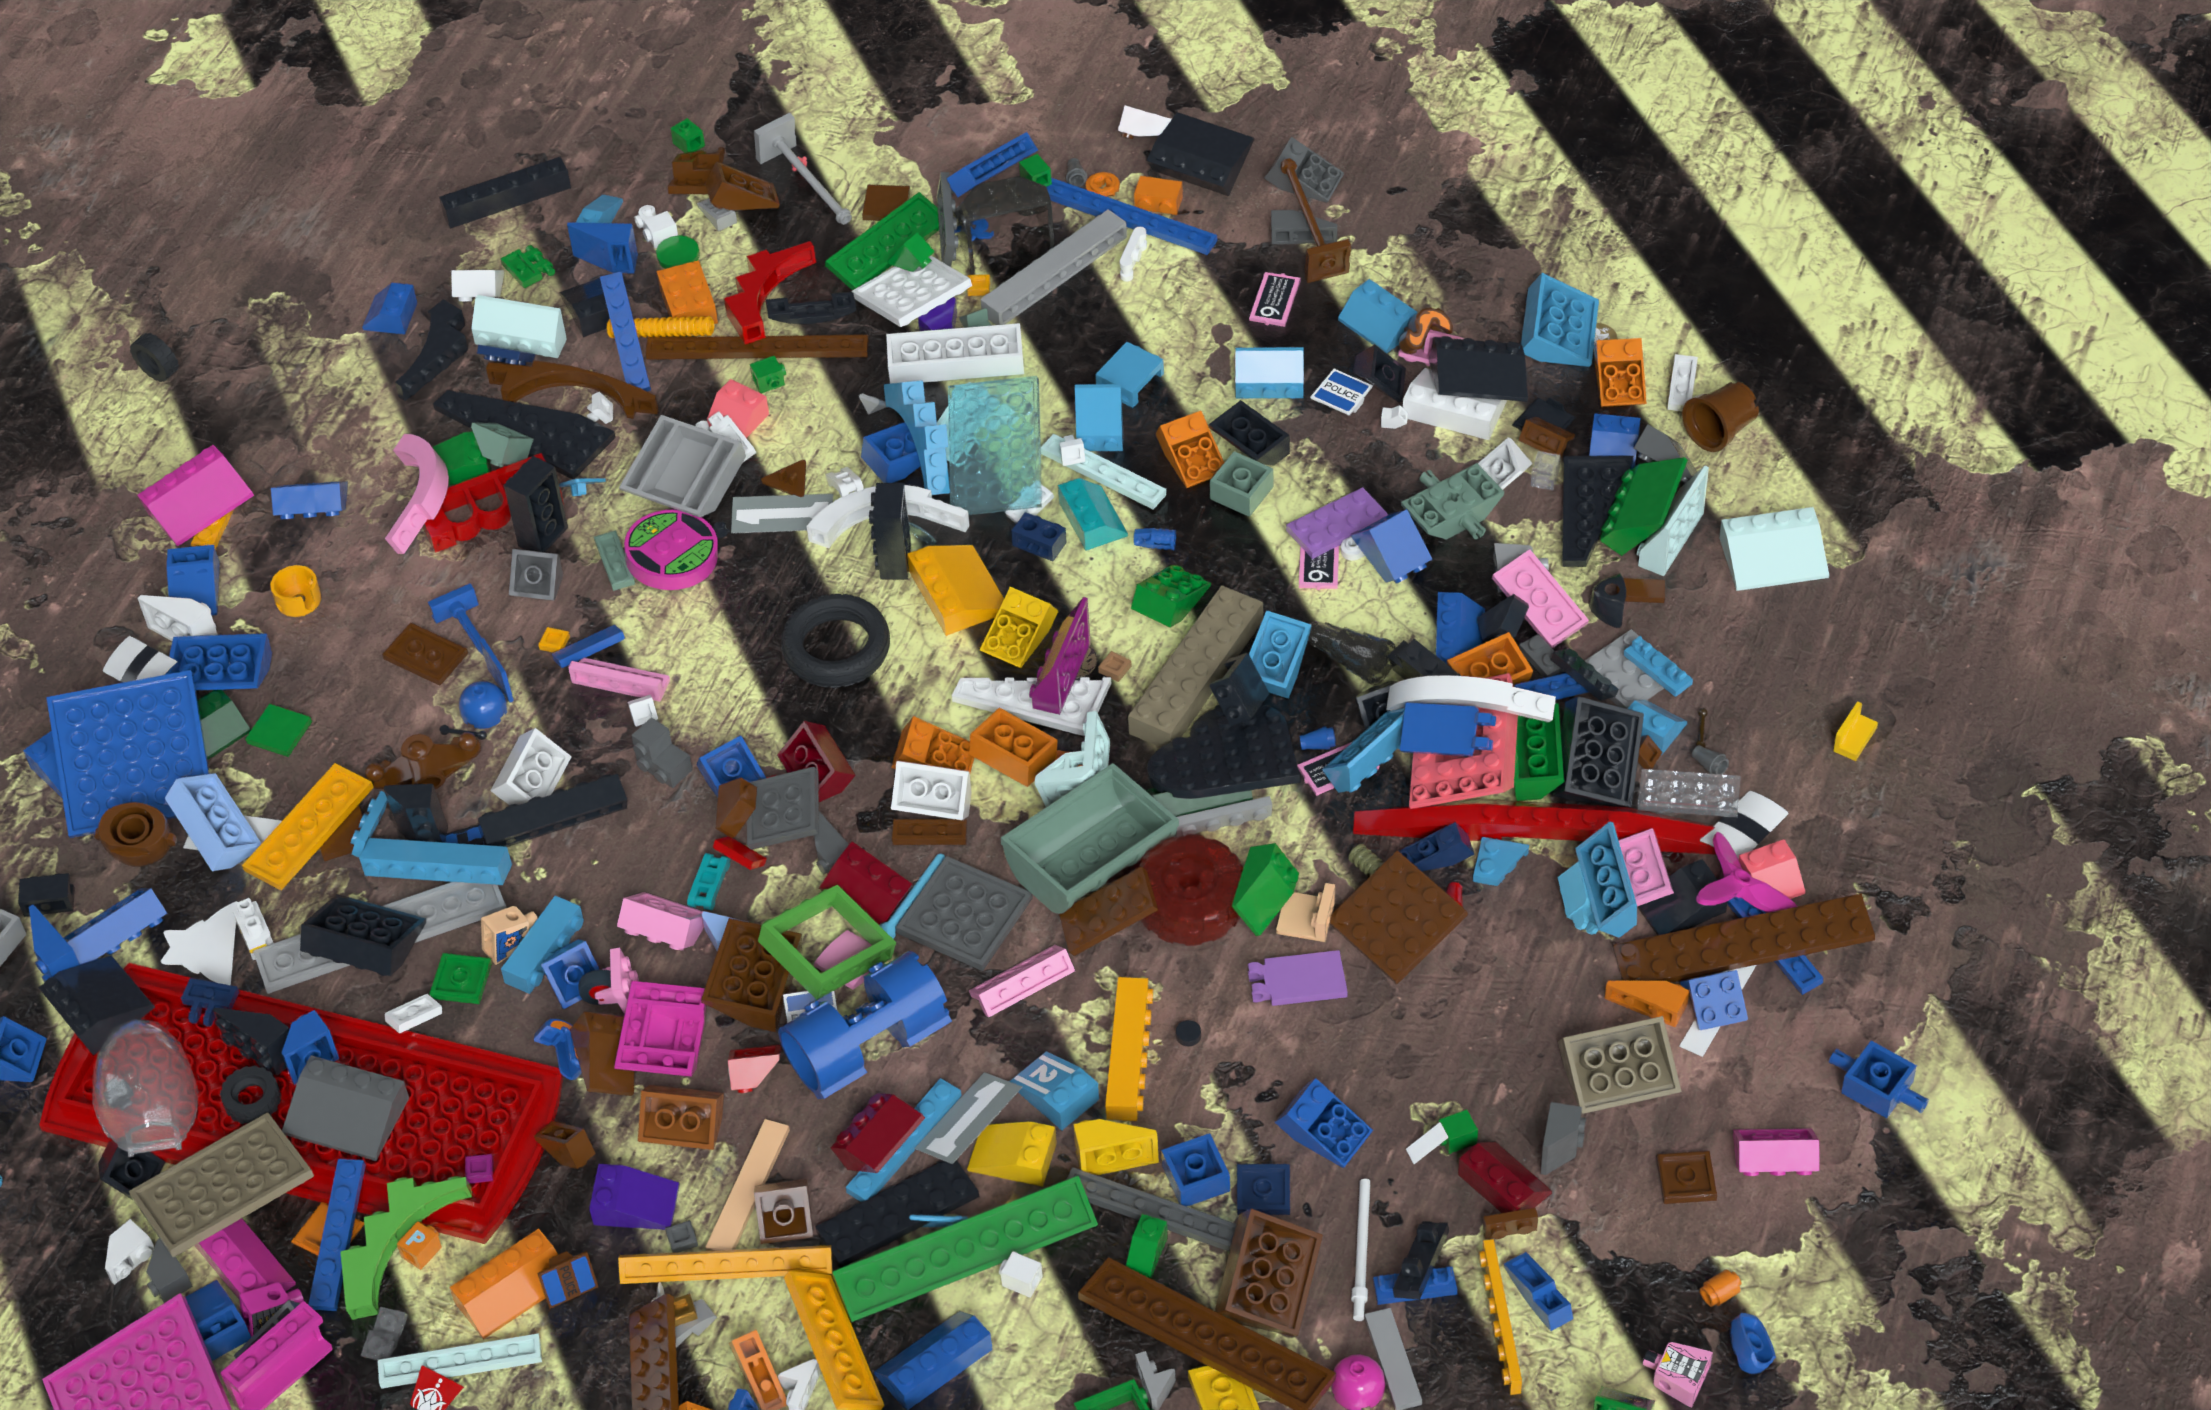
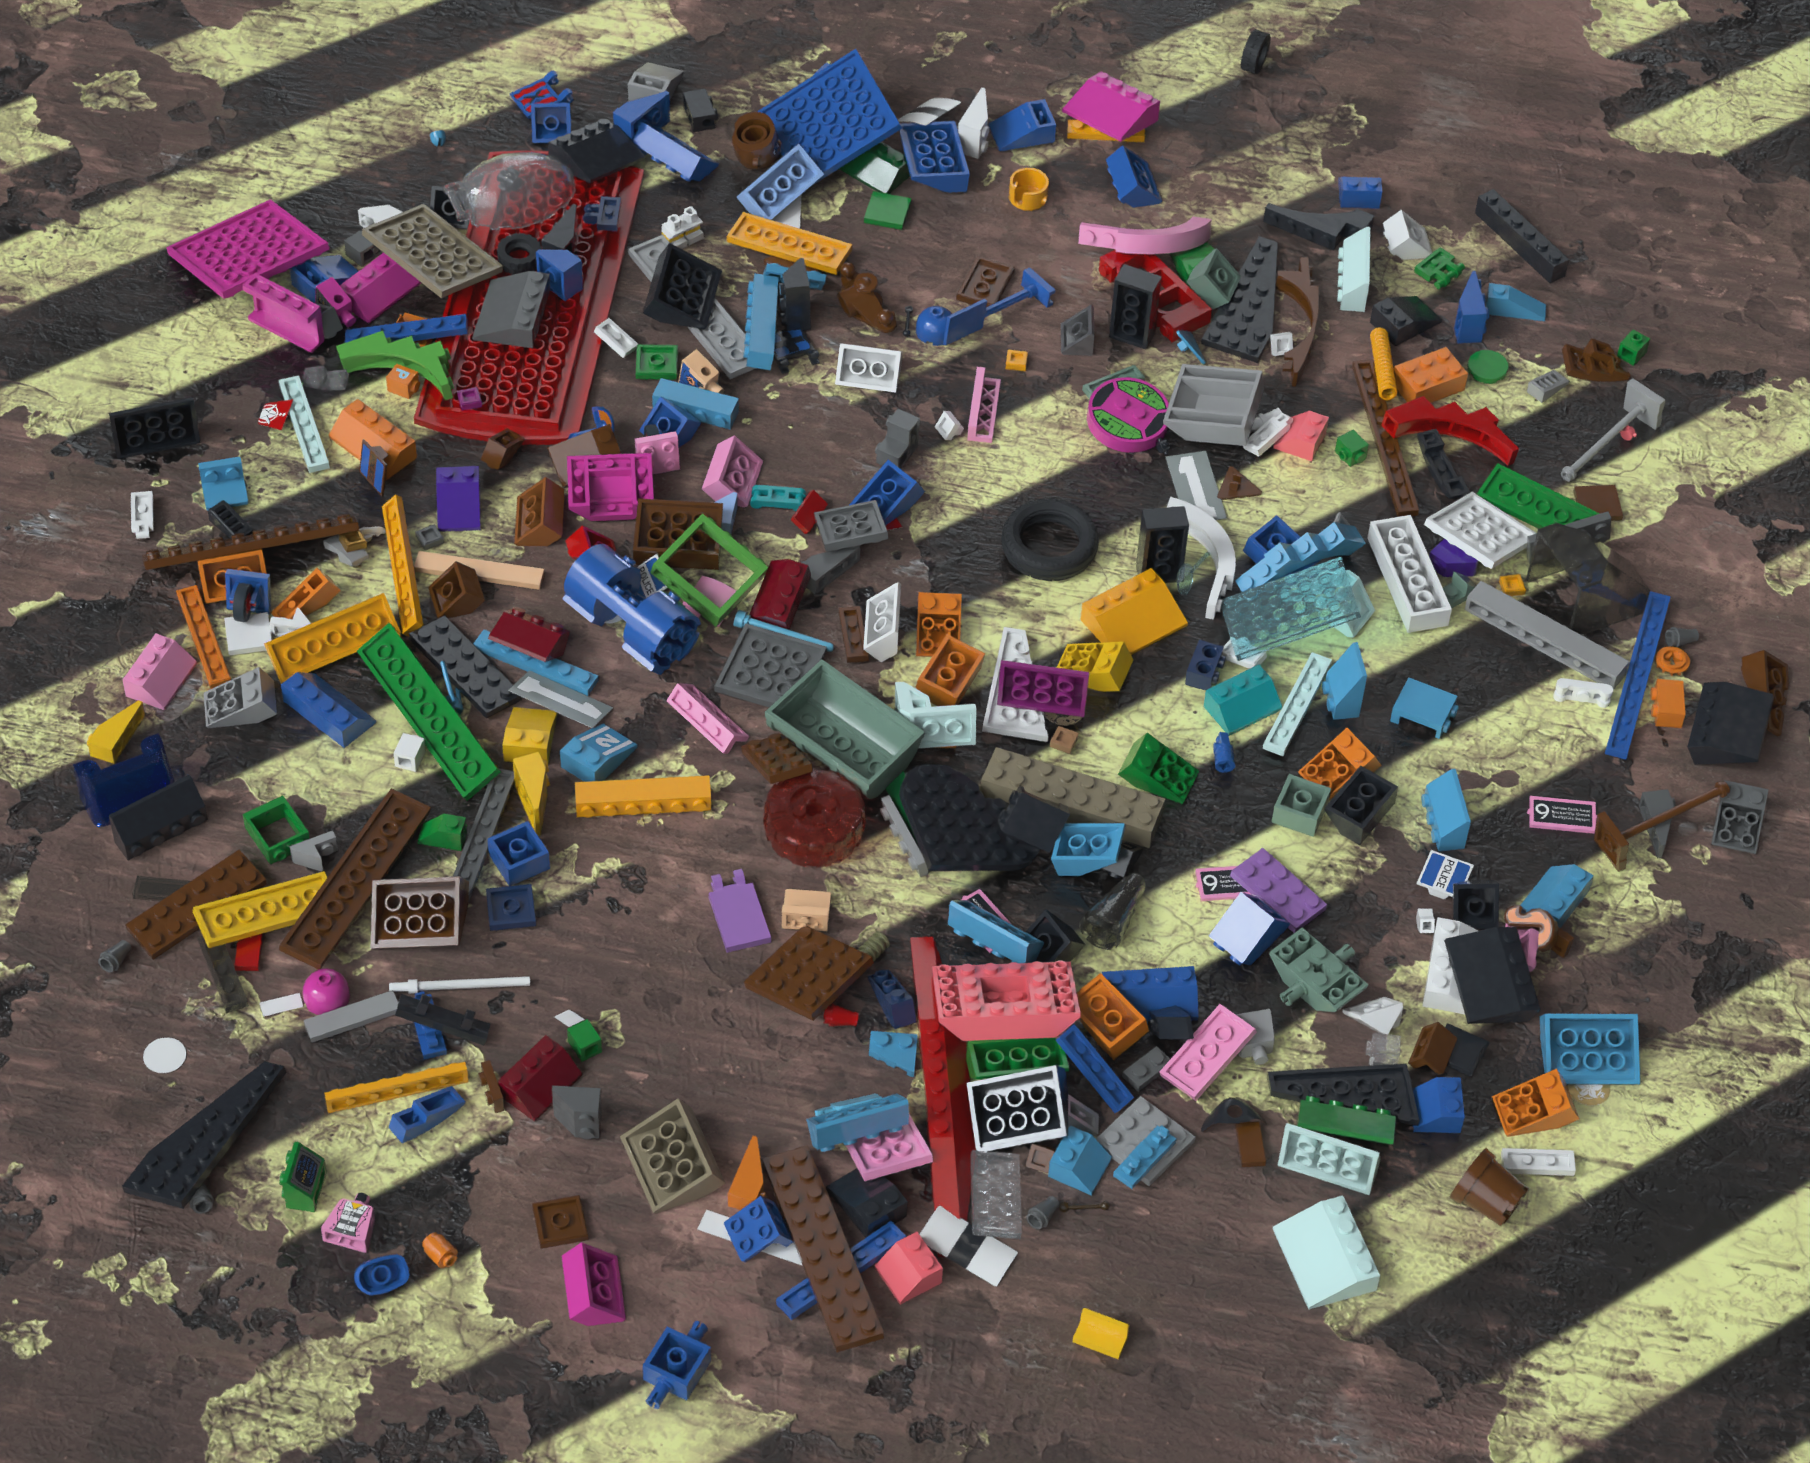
camera: 75 degrees right, 0 degrees up
(205, 946) = (664, 205): white sticker -> none
(505, 355) = (1322, 268): dark blue plate -> none
(553, 812) = (824, 384): black brick -> none
(588, 646) = (1012, 380): blue tile -> none
(625, 331) = (1365, 339): blue plate -> none
(655, 227) = (1513, 343): white brick -> none
(735, 806) = (845, 494): reddish brown slope -> none
(739, 190) = (1570, 391): reddish brown slope -> none
(815, 748) = (913, 547): dark red slope -> none
(844, 481) = (1231, 515): white plate -> none
(912, 254) = (1517, 519): green slope -> none
(991, 164) = (1646, 557): blue brick -> none
(1035, 170) = (1655, 596): green brick -> none
(1072, 450) = (1305, 669): white tile -> none
(1188, 1033) = (668, 840): black tile -> none
(1264, 886) = (819, 866): green slope -> none
(1319, 739) = (1009, 901): blue cone -> none
(1324, 1124) = (581, 943): blue slope -> none
(1415, 661) = (1088, 953): black arch -> none
(1444, 729) = (1001, 967): blue tile -> none
(1471, 692) = (1037, 987): white arch -> none
(1584, 674) = (1122, 1096): black plate -> none
(1658, 447) = (1419, 1148): dark grey slope -> none
(1740, 883) = (876, 1251): dark pink piece -> none

